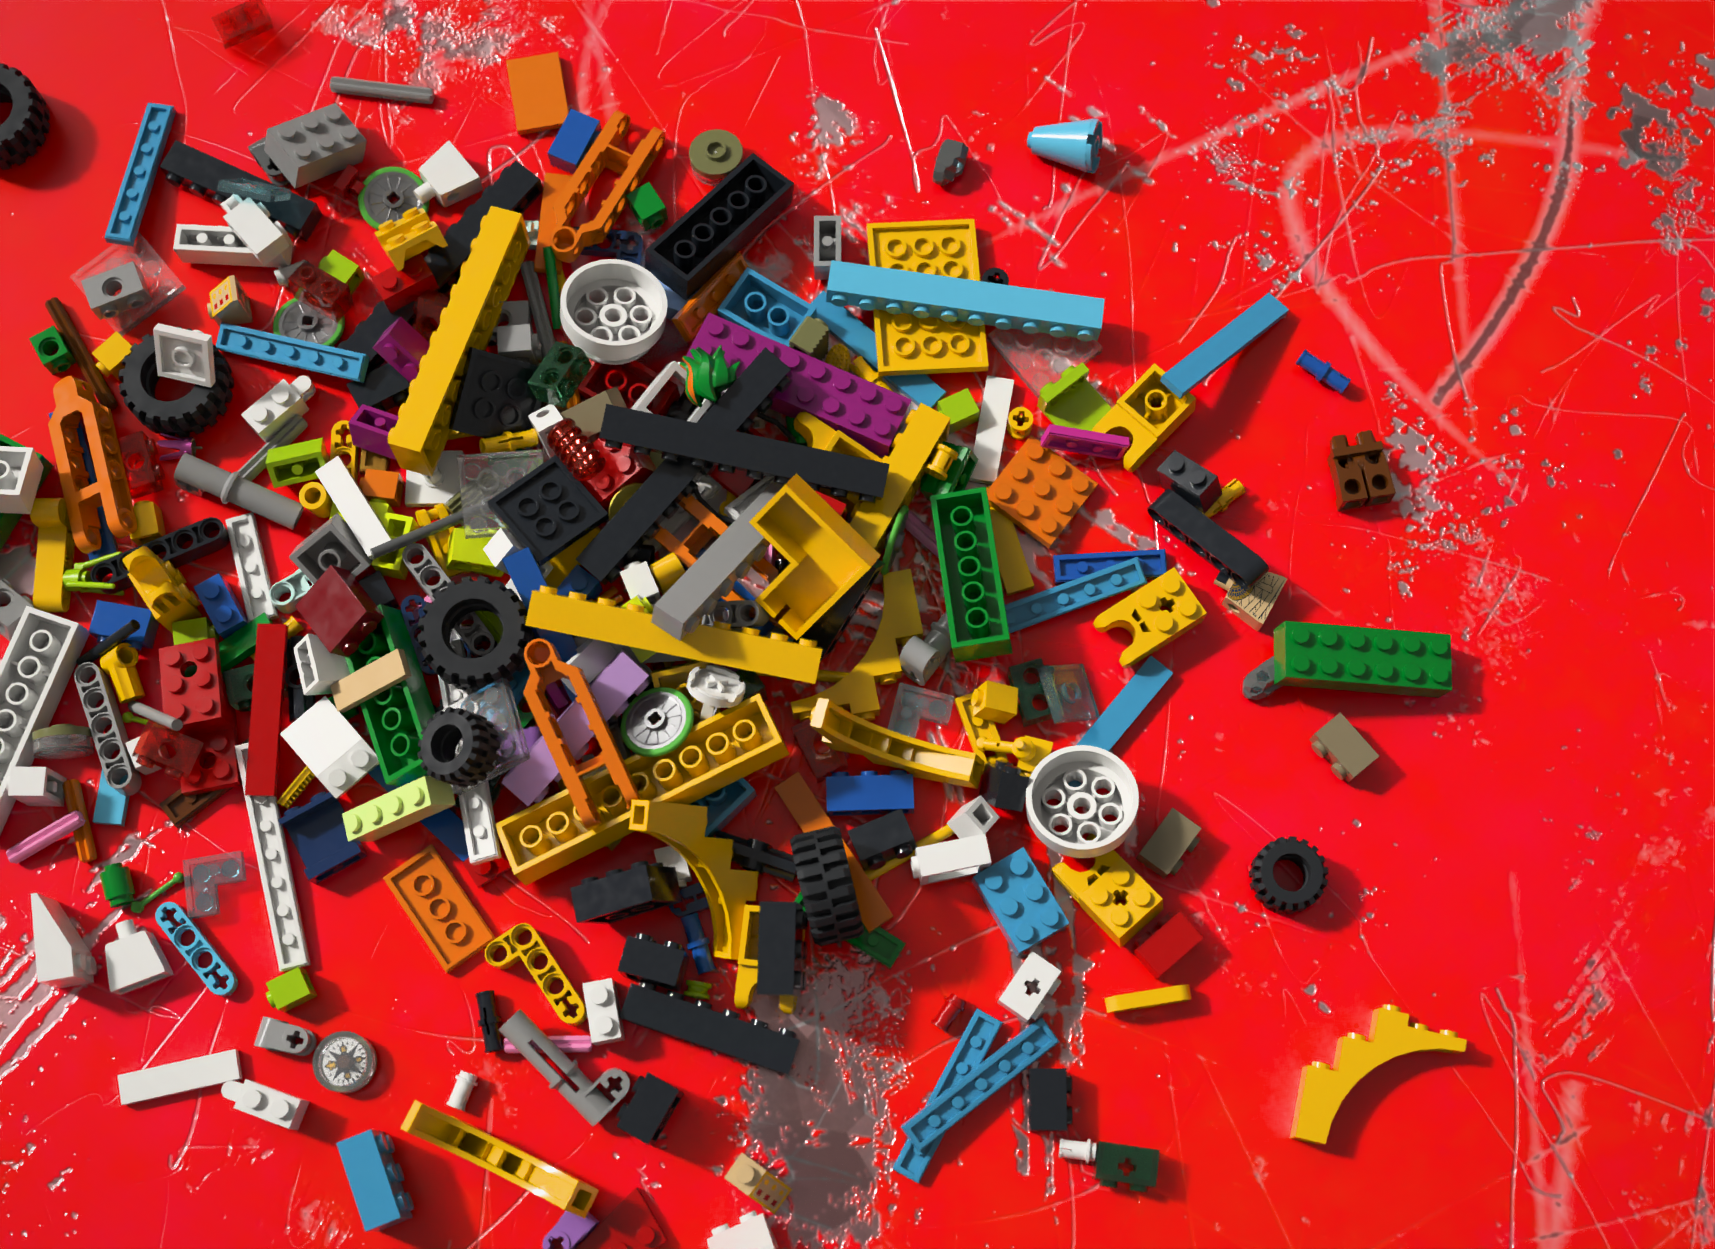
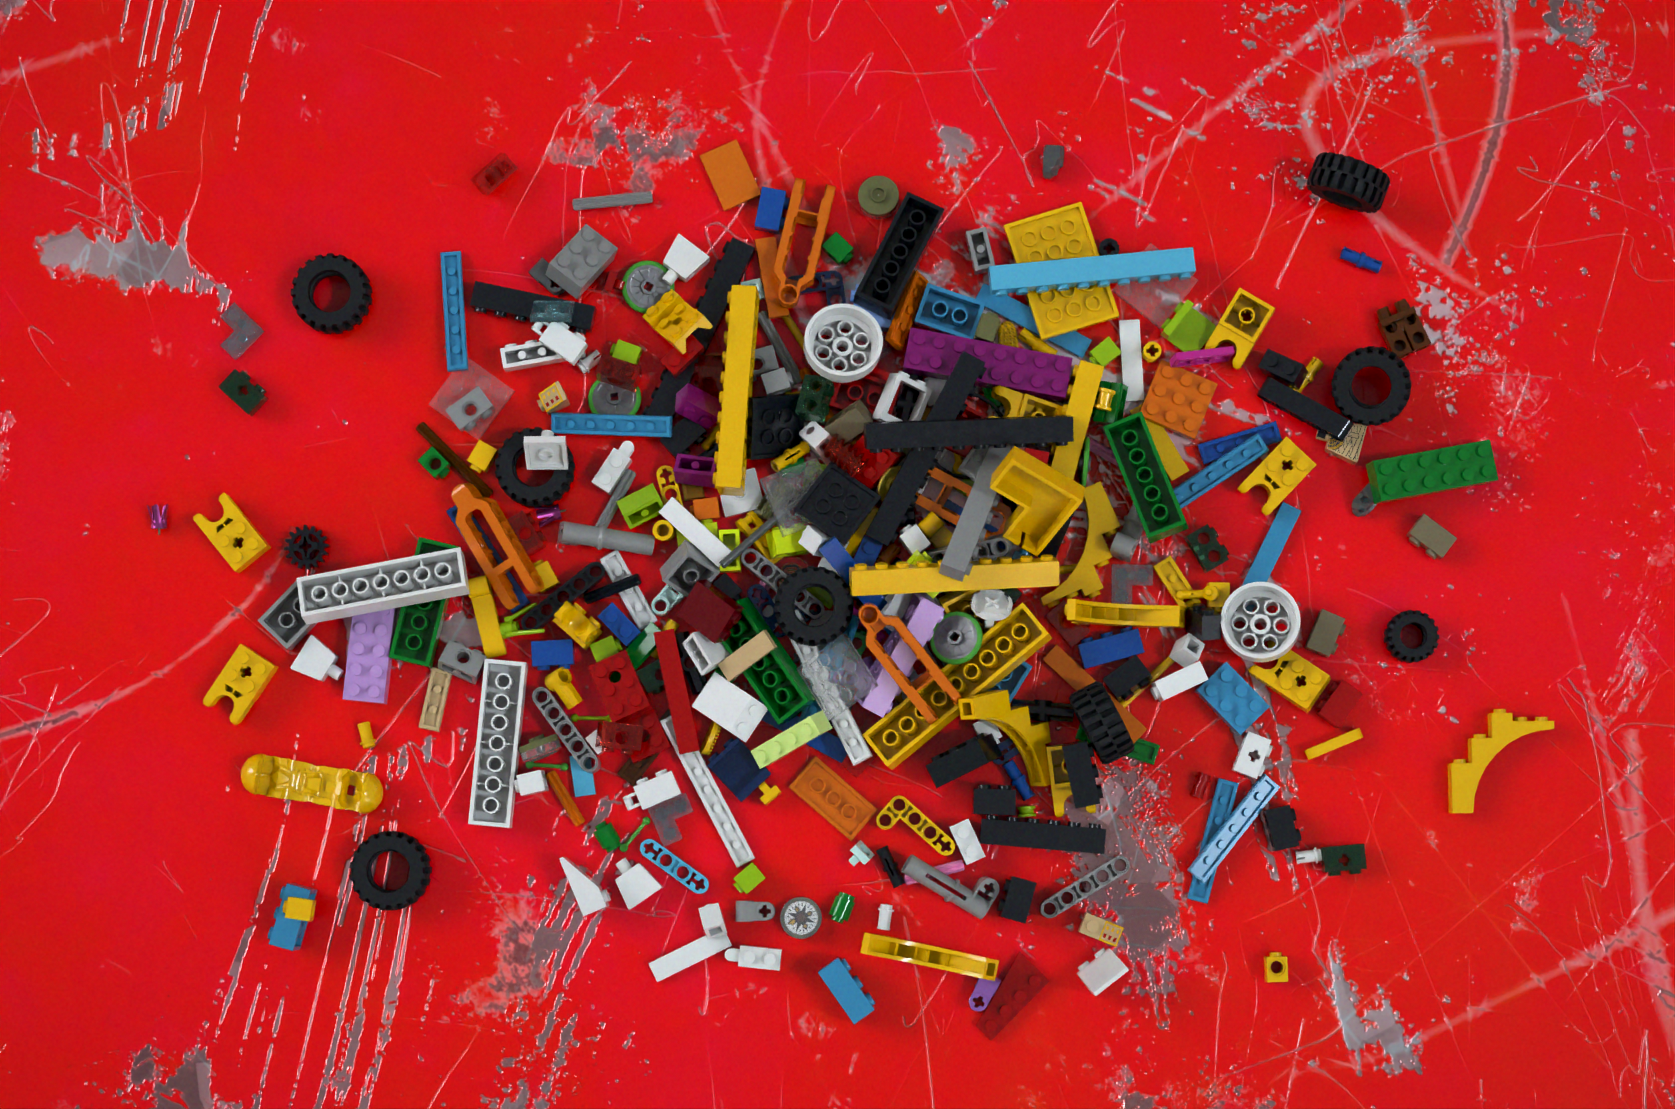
camera: 10 degrees left, 10 degrees up
(45, 837) = (547, 815): bright pink axle -> none
(92, 778) = (564, 766): none -> bright green hinge
(110, 642) = (548, 671): black bar -> none
(155, 715) = (602, 714): light grey bar -> none
(199, 837) = (654, 790): none -> white brick
(221, 1036) = (712, 920): none -> white brick
(228, 559) = (612, 588): none -> black axle
(353, 879) = (769, 793): none -> yellow tile
(406, 1062) = (842, 907): none -> green brick
(440, 745) = (843, 687): black tyre -> none
(454, 993) = (861, 853): none -> light aqua tile
(553, 287) = (787, 329): green bar -> none
(707, 375) = (926, 380): green hair -> none
(735, 1116) = (1091, 878): none -> light grey beam
(995, 702) = (1183, 563): yellow brick -> none
(1068, 693) = (1232, 544): clear light blue tile -> none
(1069, 143) = (1137, 126): medium azure cone -> none
(1224, 345) = (1286, 259): dark azure tile -> none
(1296, 489) = (1371, 357): none -> black tyre
(1327, 262) = (1348, 182): none -> black tyre

